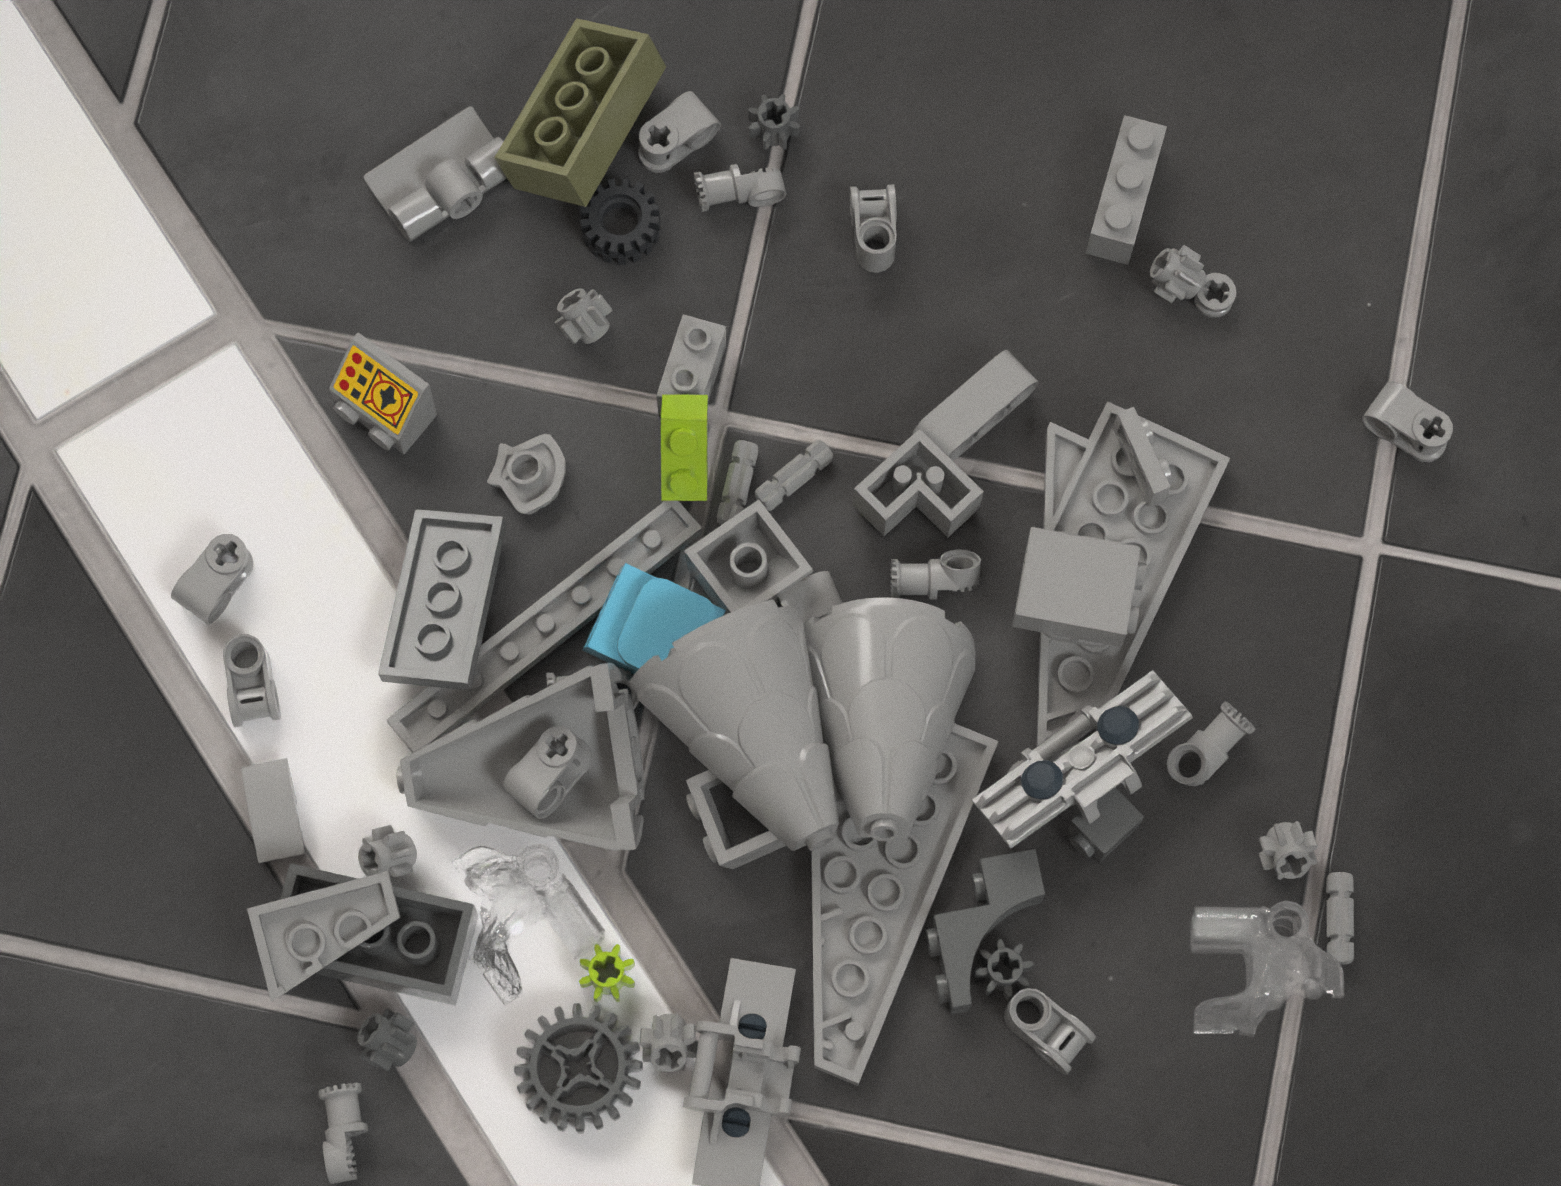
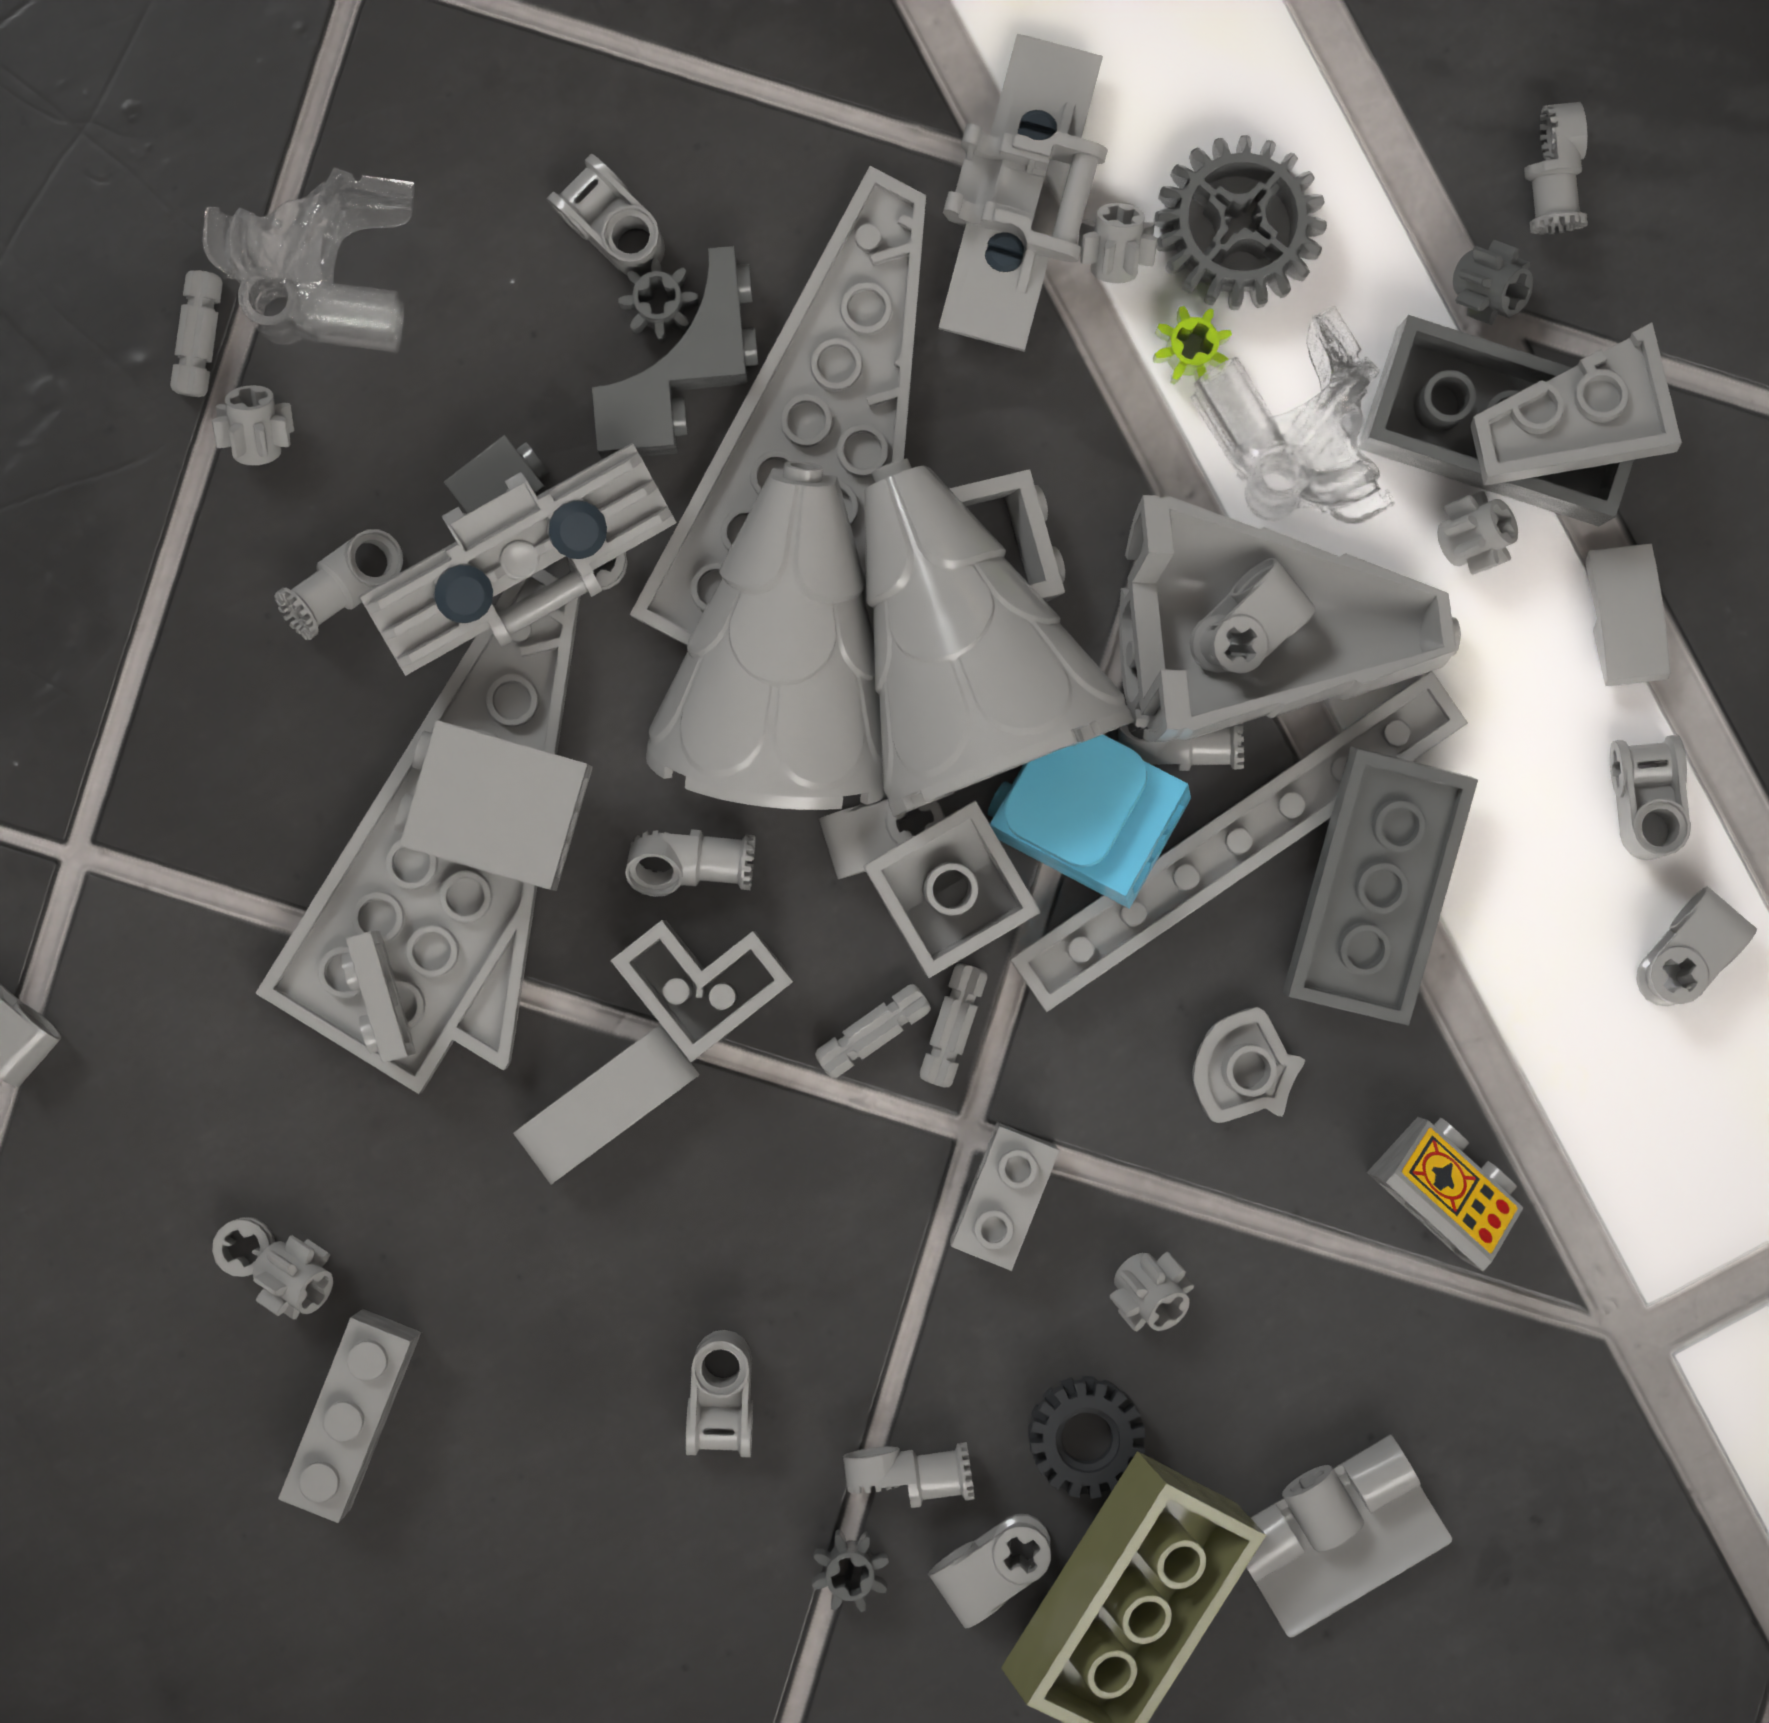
camera: 175 degrees left, 15 degrees up
(684, 447) = (1026, 1070): lime brick -> none

